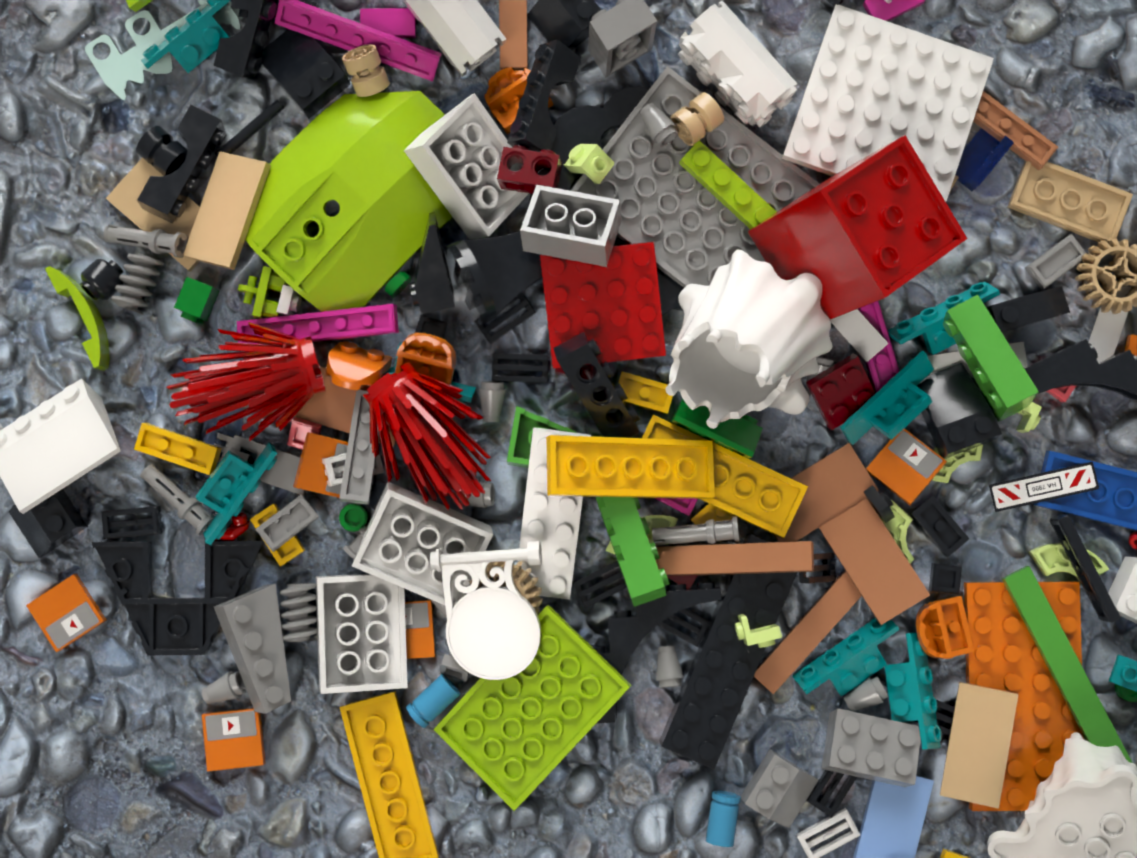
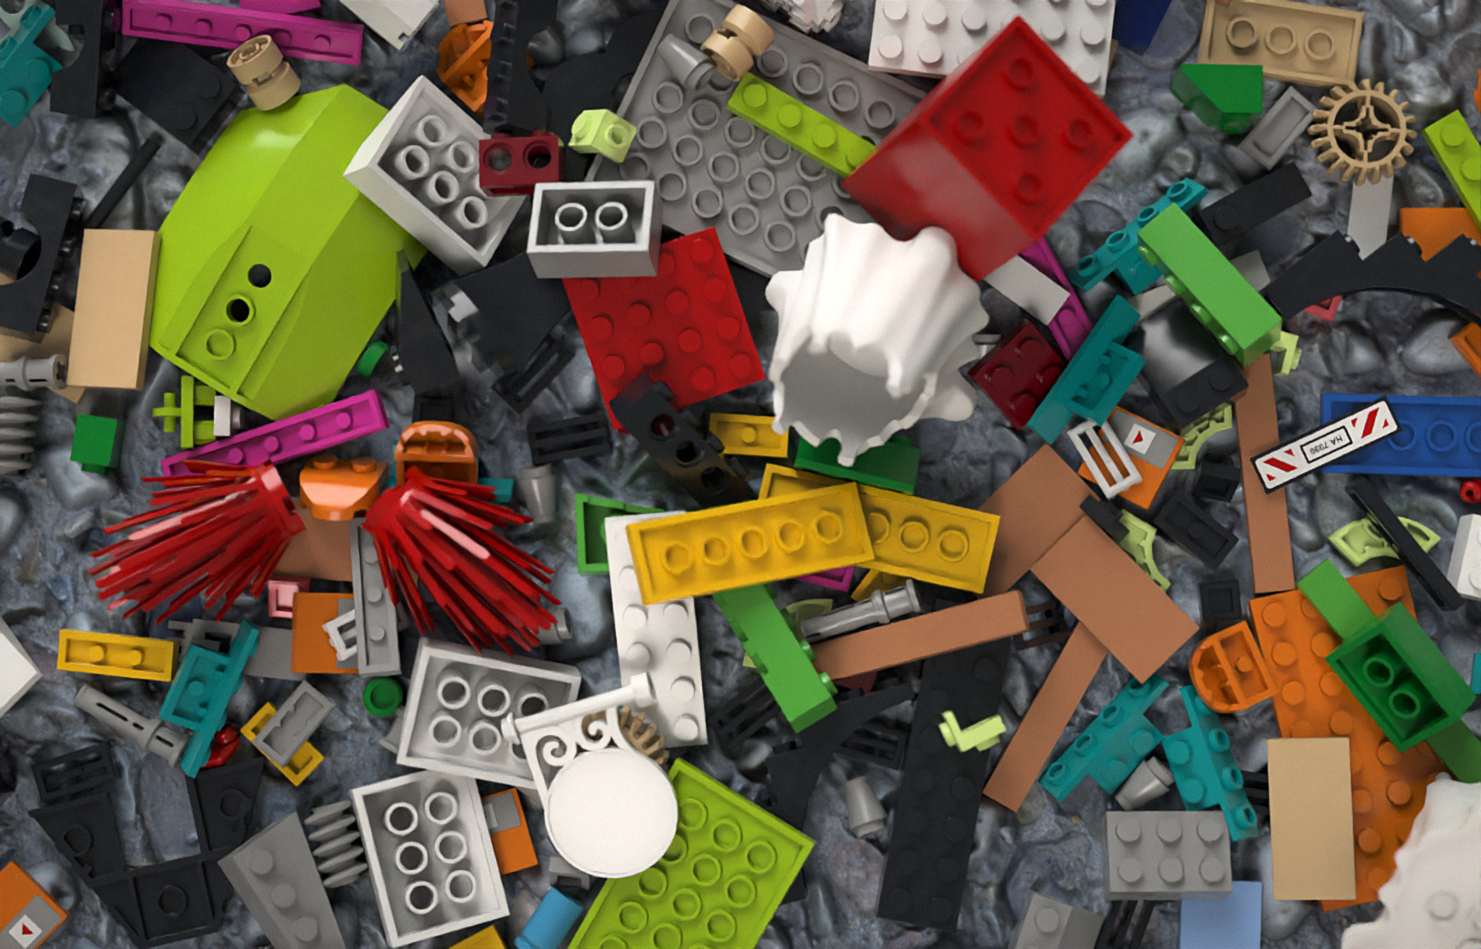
camera: 15 degrees left, 0 degrees up
(896, 482) = (1122, 484): none -> white tile
(962, 494) = (1216, 480): none -> black tile
(991, 525) = (1264, 514): none -> nougat tile
(1023, 227) = (1221, 94): none -> green slope
(1064, 661) = (1401, 678): none -> green slope

